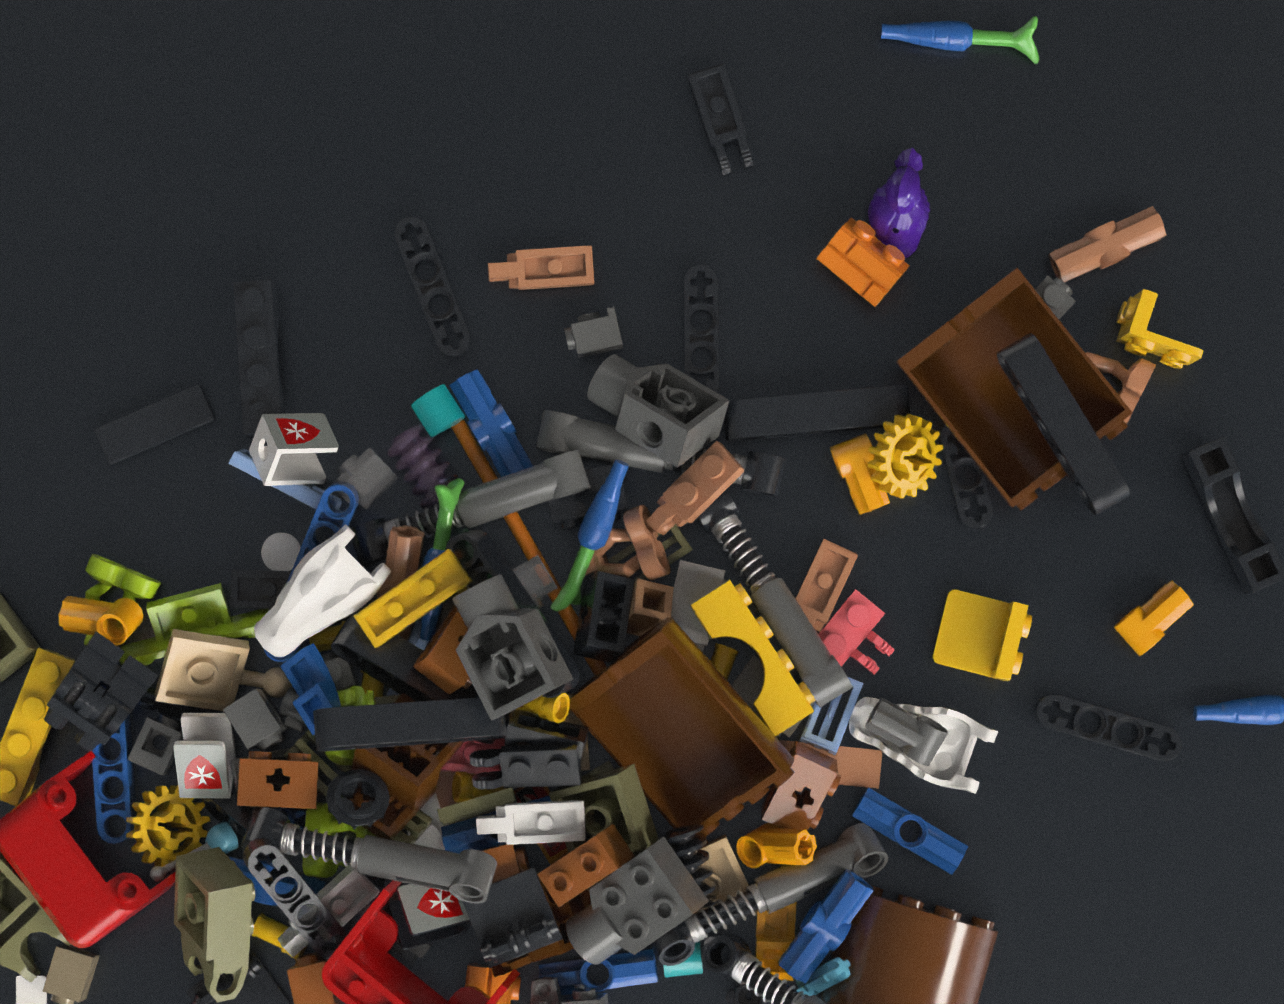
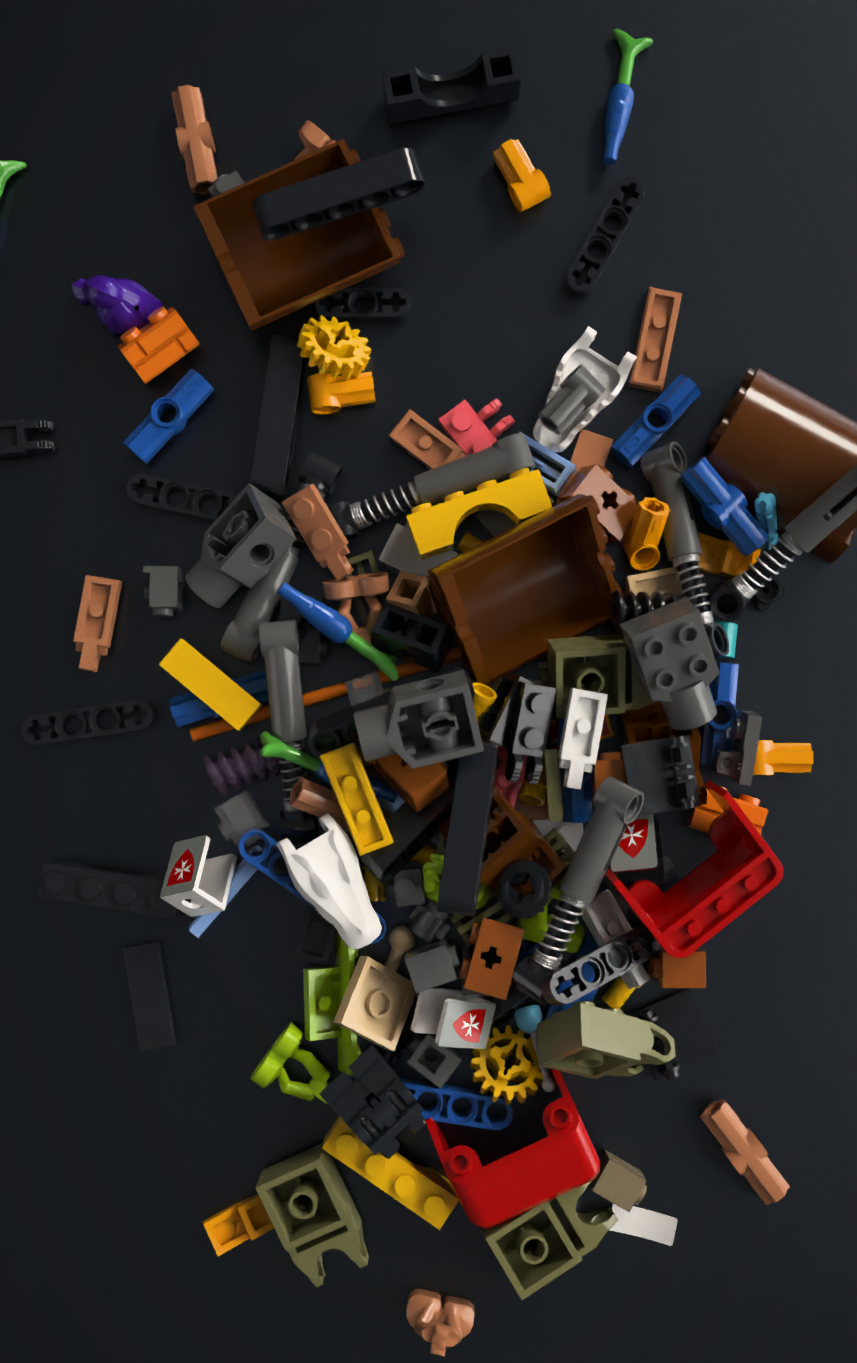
camera: 75 degrees left, 0 degrees up
(98, 616) = (312, 1077): light orange piece -> none
(280, 552) = (288, 909): white sticker -> none
(311, 682) = (412, 906): blue slope -> none
(437, 410) = (196, 741): teal brick -> none
(501, 411) = (210, 684): none -> yellow tile
(586, 865) = (629, 698): dark orange brick -> none
(766, 278) = (185, 400): none -> blue piece
(981, 635) = (503, 320): yellow bracket -> none
(1005, 810) = (655, 339): none -> nougat tile
(1135, 318) = (278, 126): yellow bracket -> none

